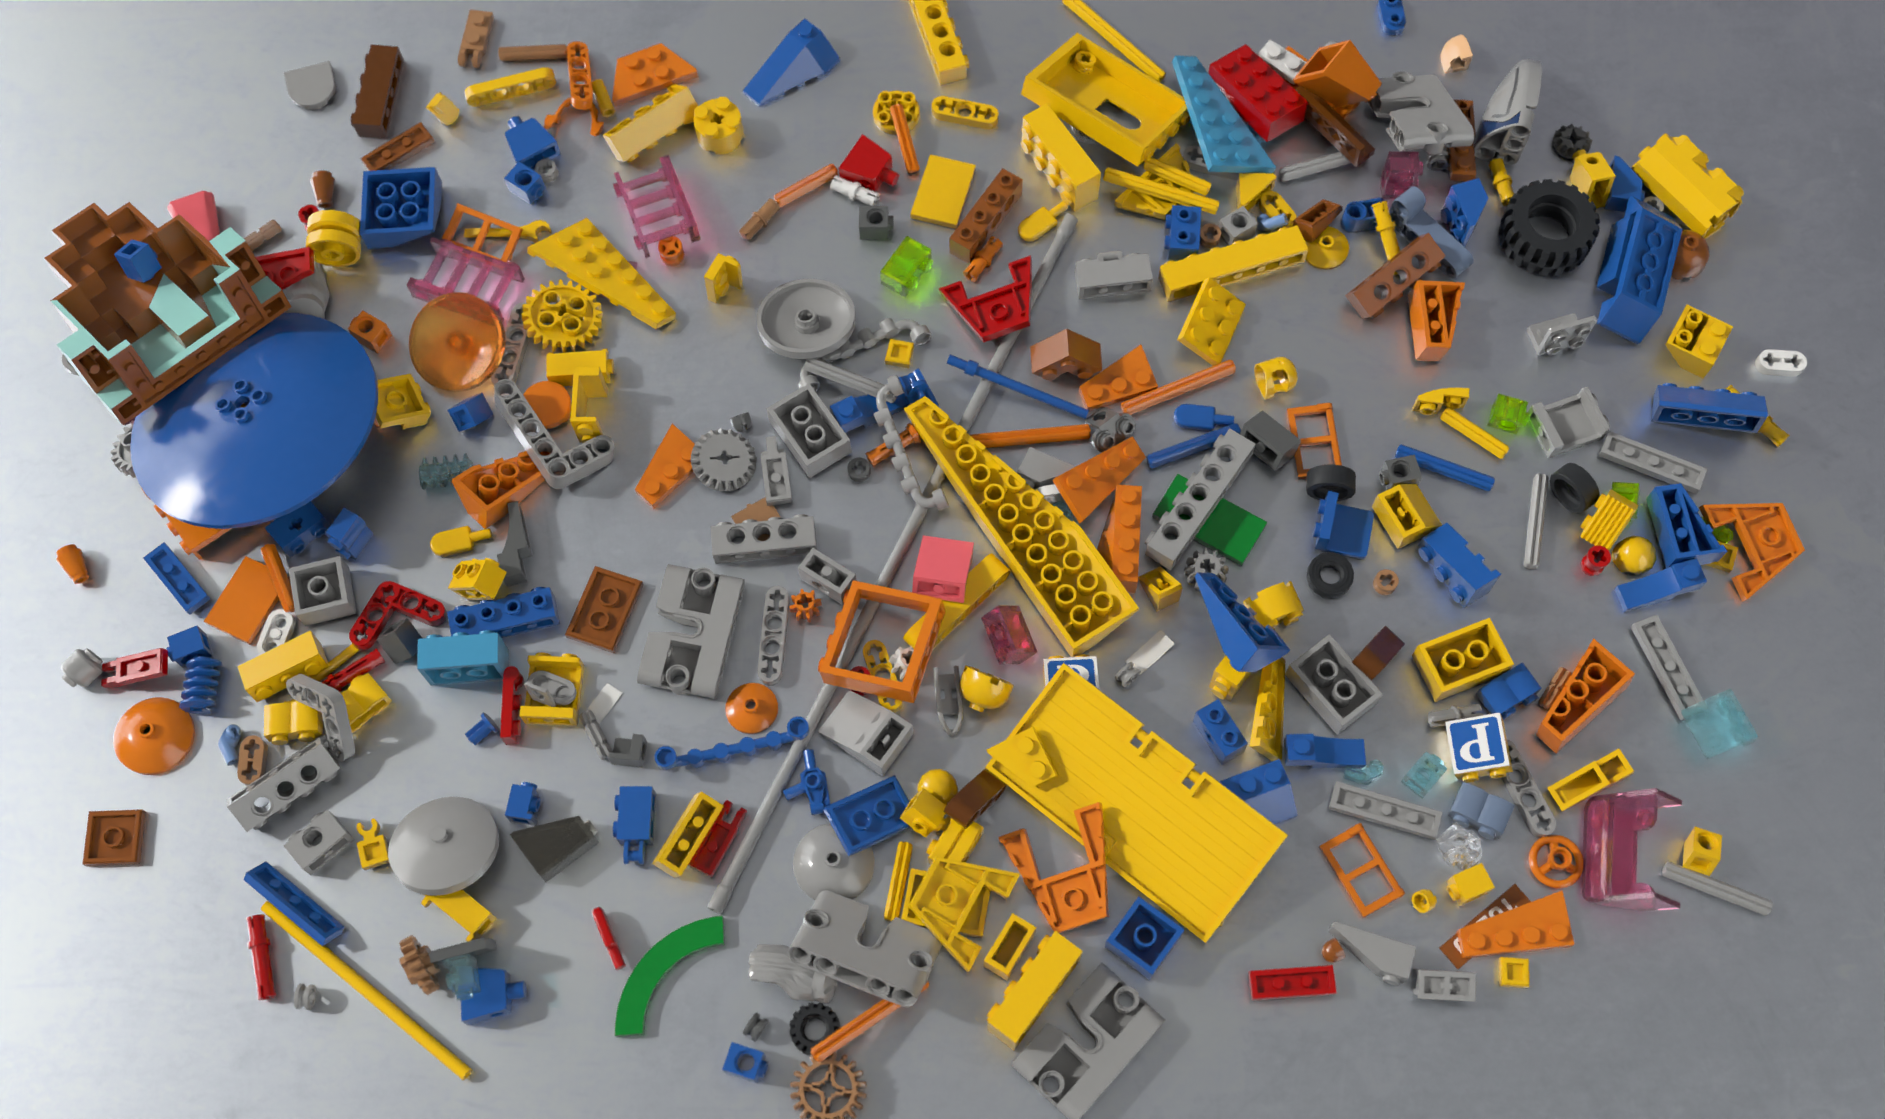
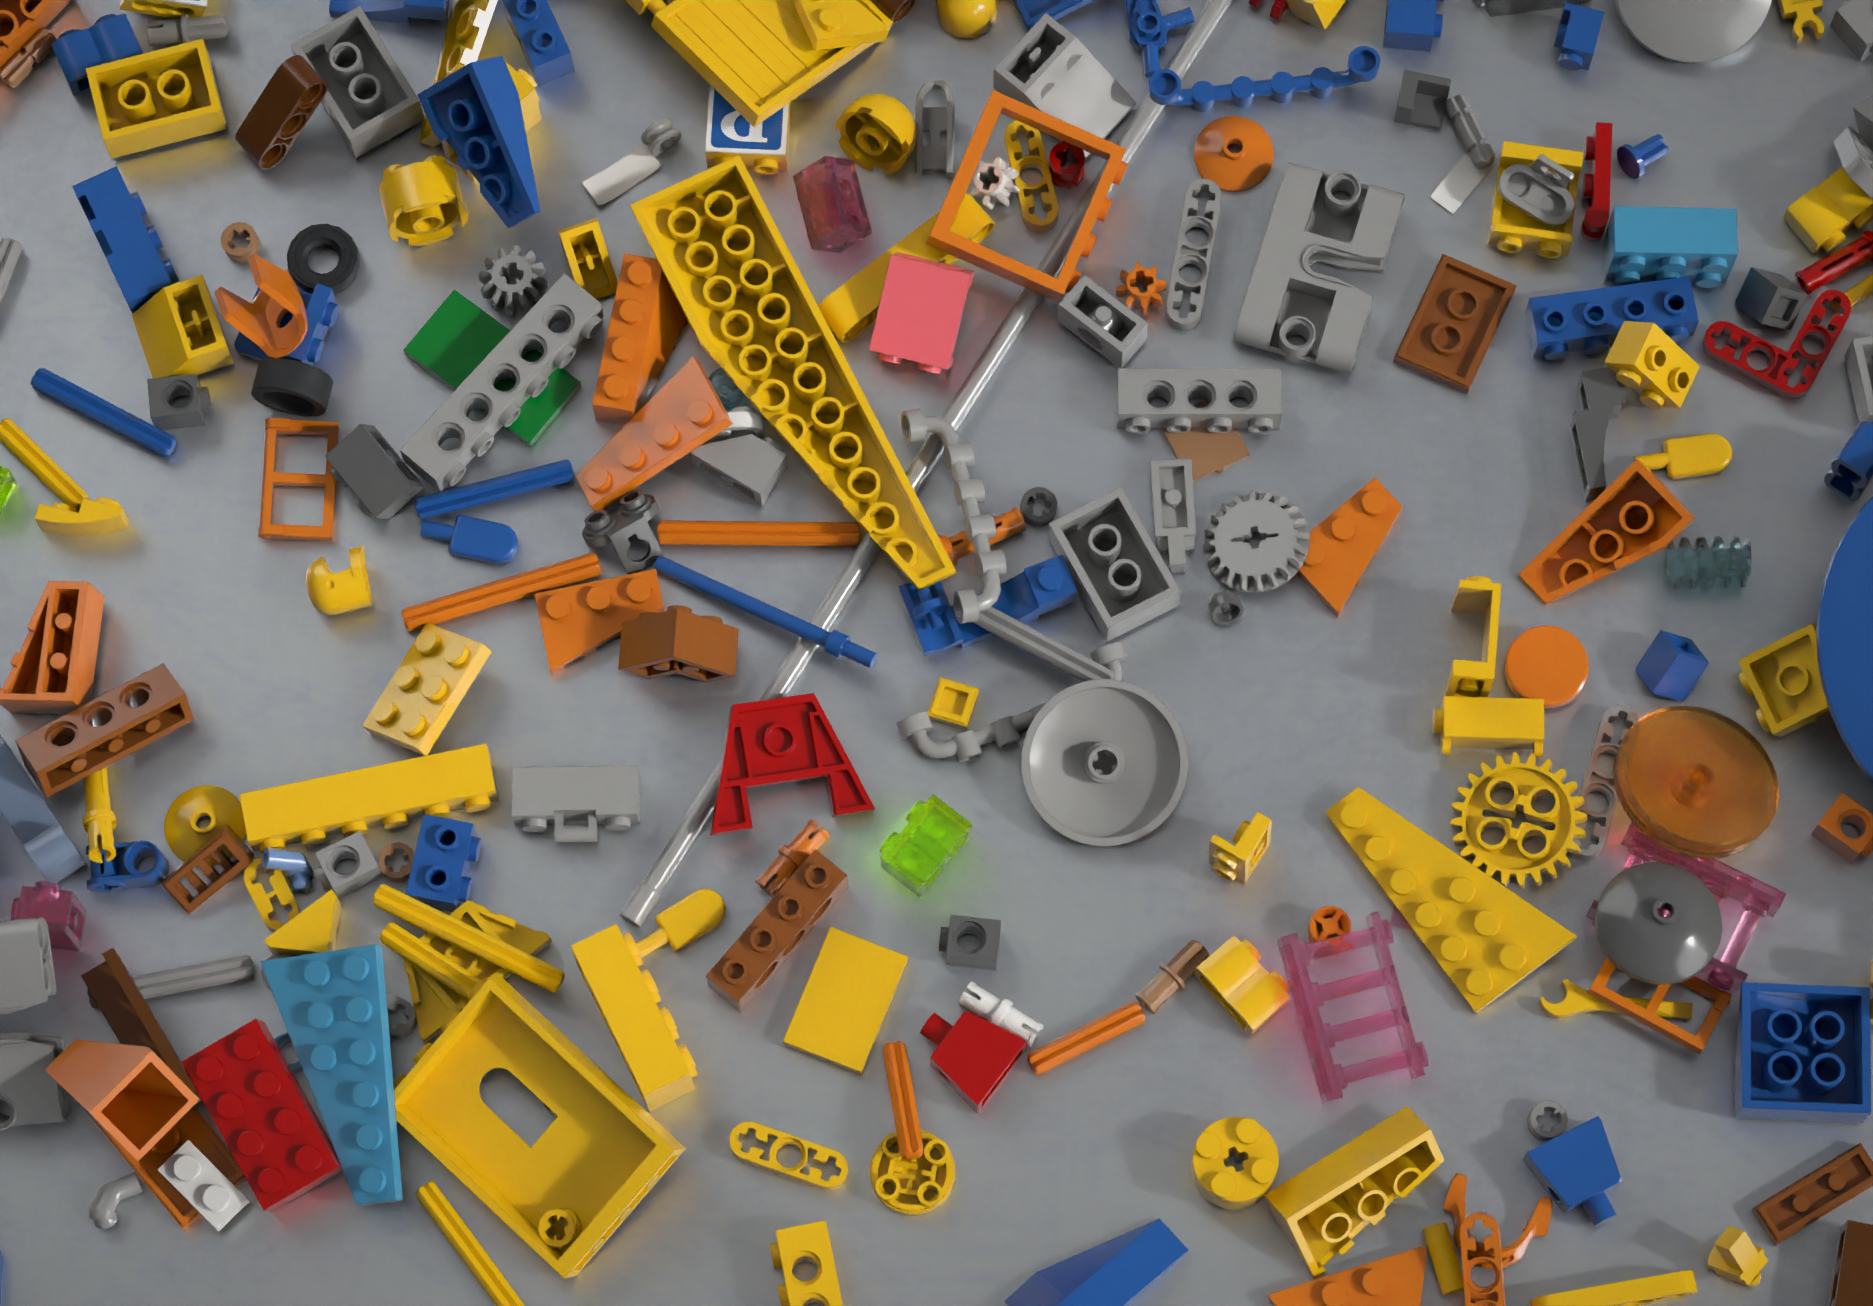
camera: 175 degrees left, 5 degrees up
(487, 270) = (1653, 946): none -> dark grey dish
(523, 175) = (1602, 1084): blue brick -> none
(543, 441) = (1549, 582): light grey beam -> none
(718, 216) = (1242, 984): none -> yellow brick
(1357, 516) = (262, 316): none -> orange piece

